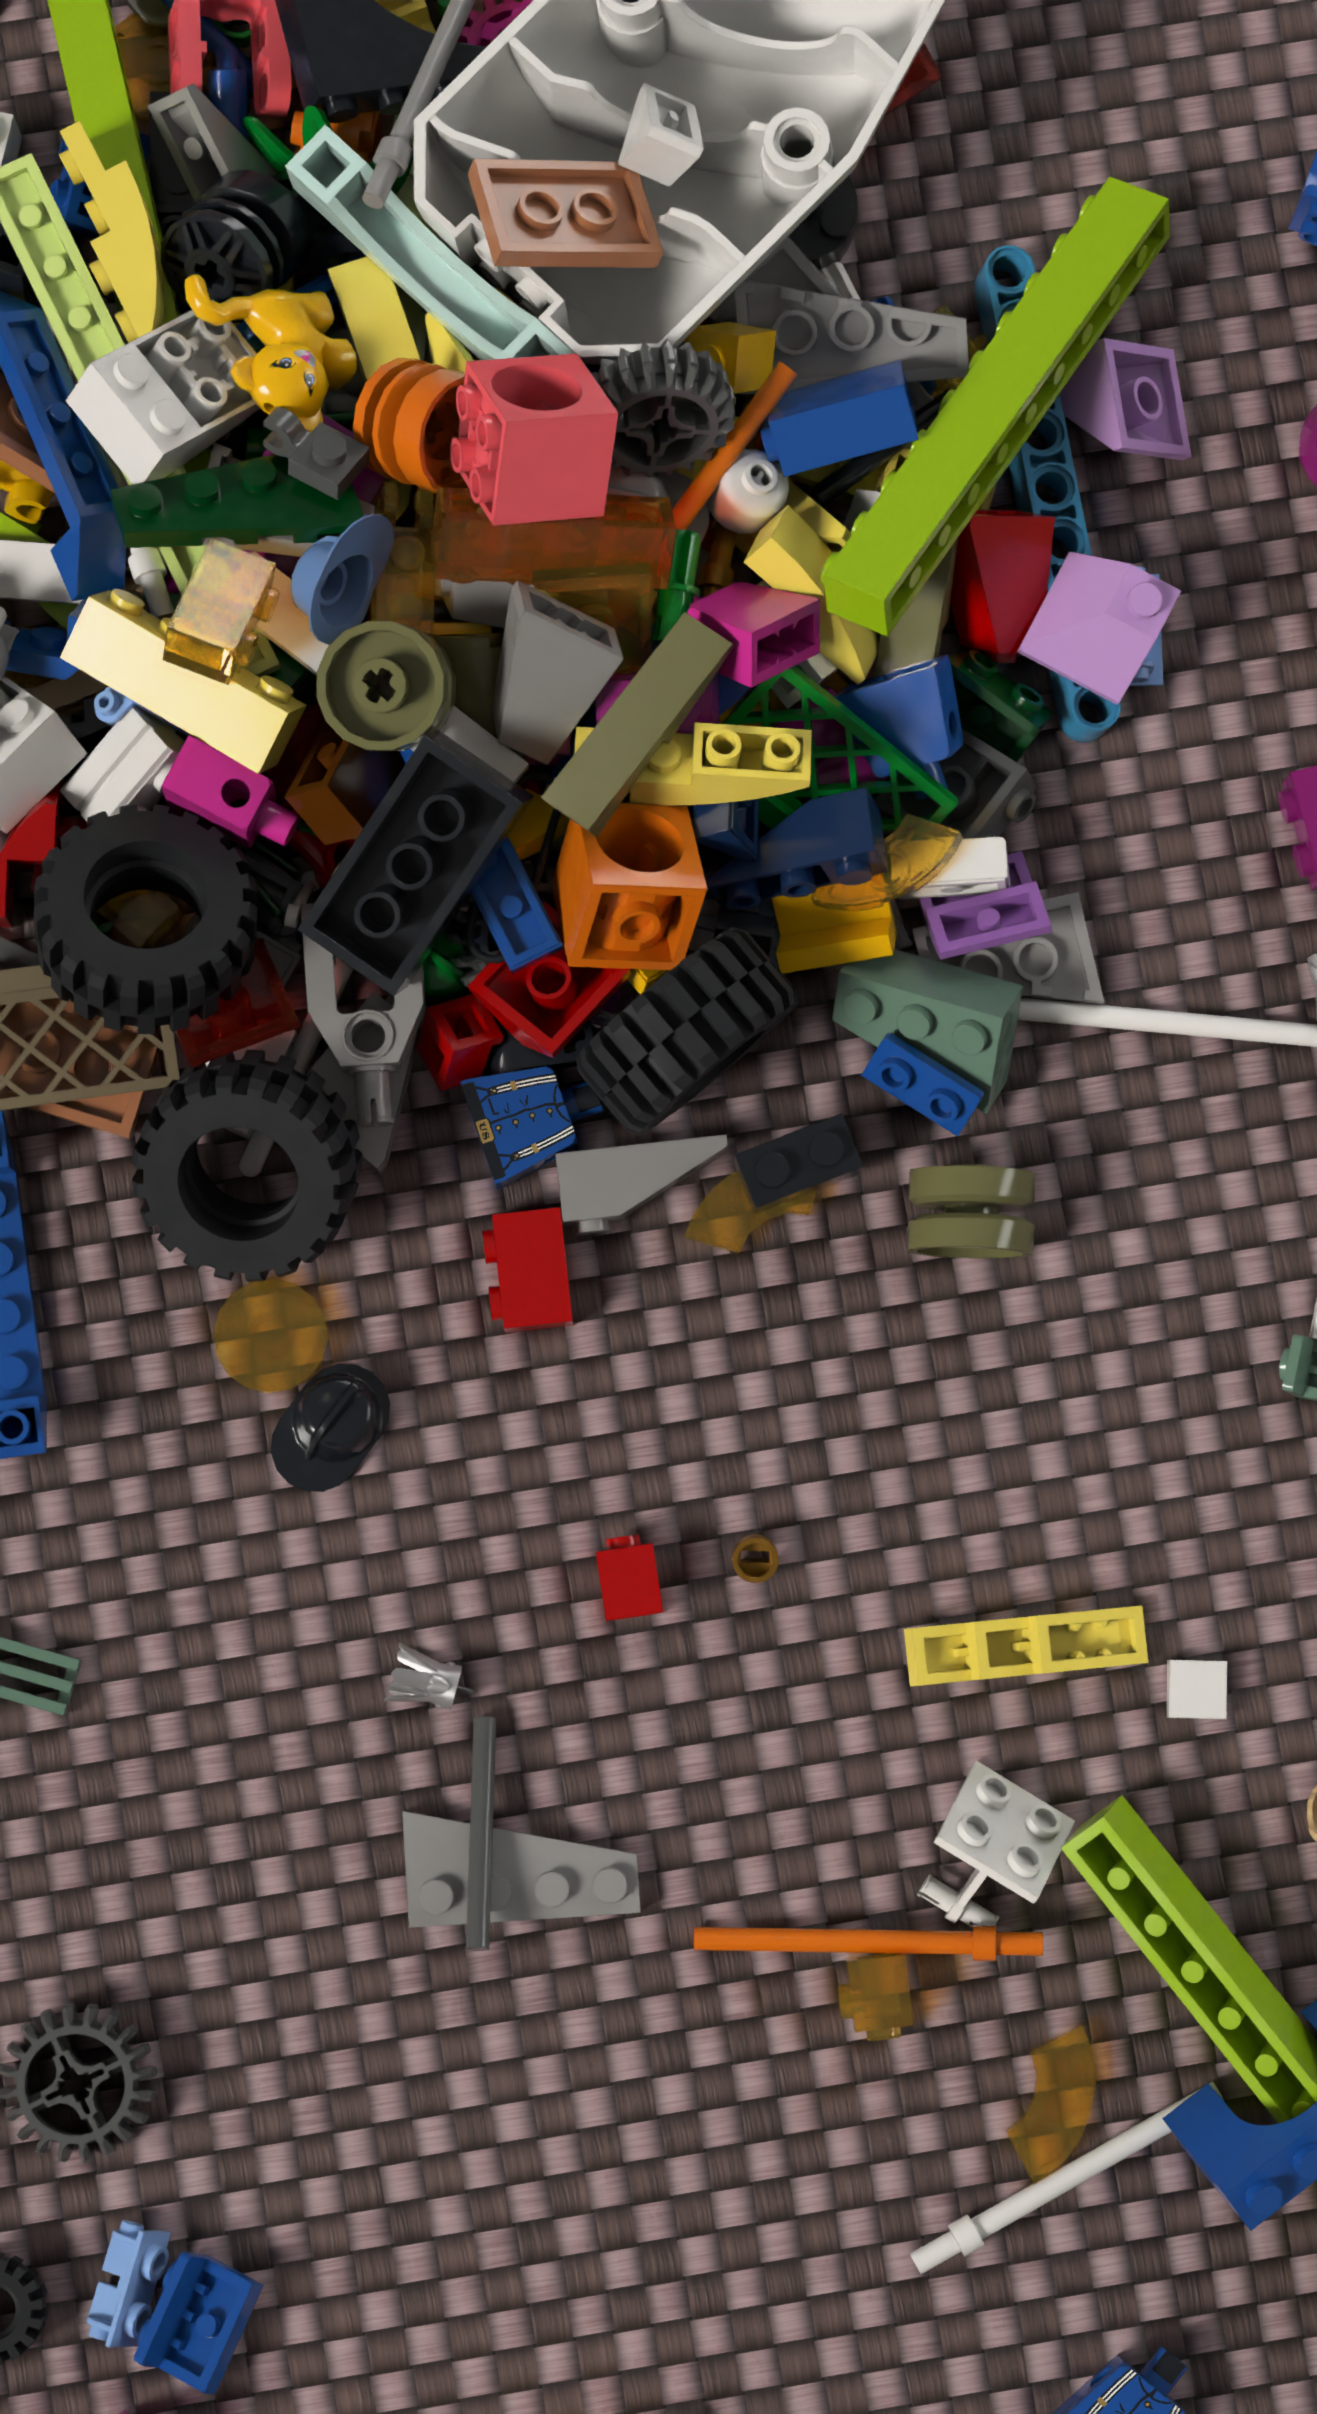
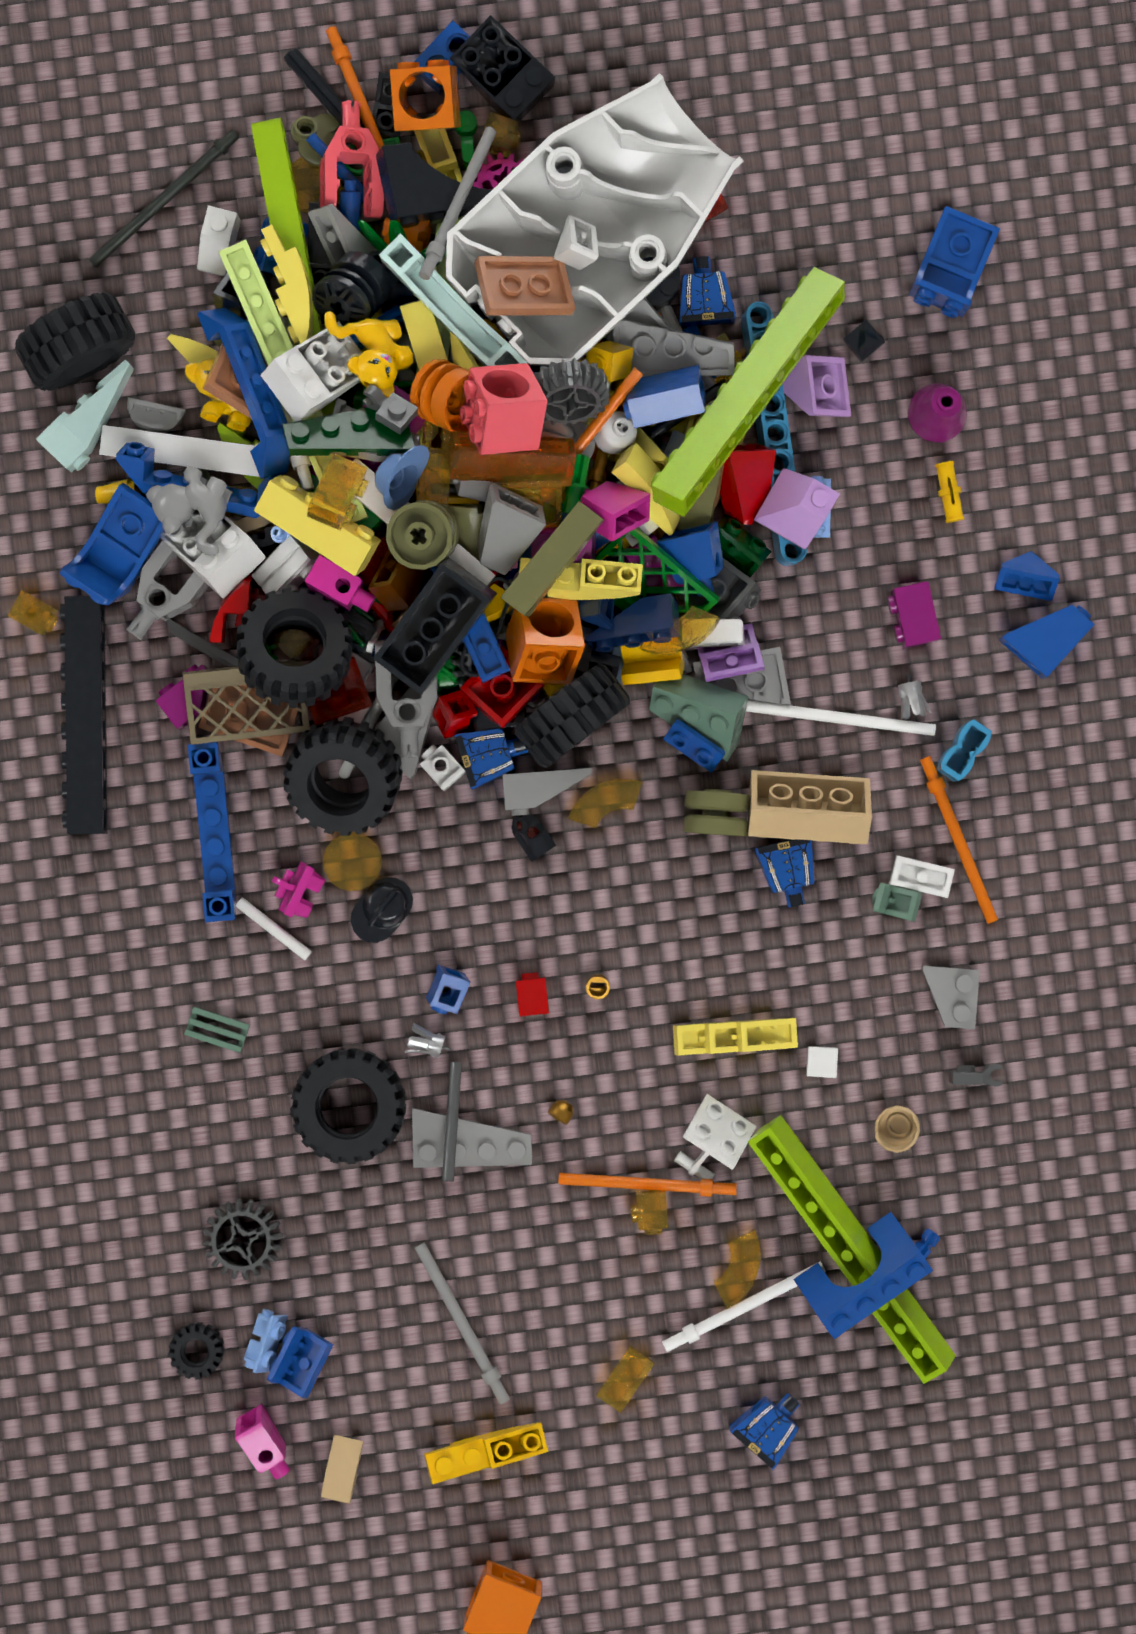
camera: 10 degrees right, 5 degrees up
(122, 1471) = (273, 928): none -> white bar
(177, 1370) = (292, 901): none -> dark pink hips
(199, 1824) = (334, 1144): none -> black tyre
(450, 1163) = (452, 771): none -> white brick
(474, 1595) = (451, 1000): none -> blue brick
(531, 1270) = (487, 833): red brick -> none
(573, 2331) = (489, 1373): none -> light grey bar
(616, 1273) = (531, 836): none -> black rock
(694, 1806) = (562, 1111): none -> pearl gold hinge
(798, 1164) = (627, 784): black brick -> none
(840, 2331) = (625, 1379): none -> clear yellow plate
(906, 243) = (705, 296): none -> blue torso
(1113, 1313) = (787, 868): none -> blue torso
(1151, 1193) = (809, 807): none -> tan brick
(1208, 316) = (863, 341): none -> black tile

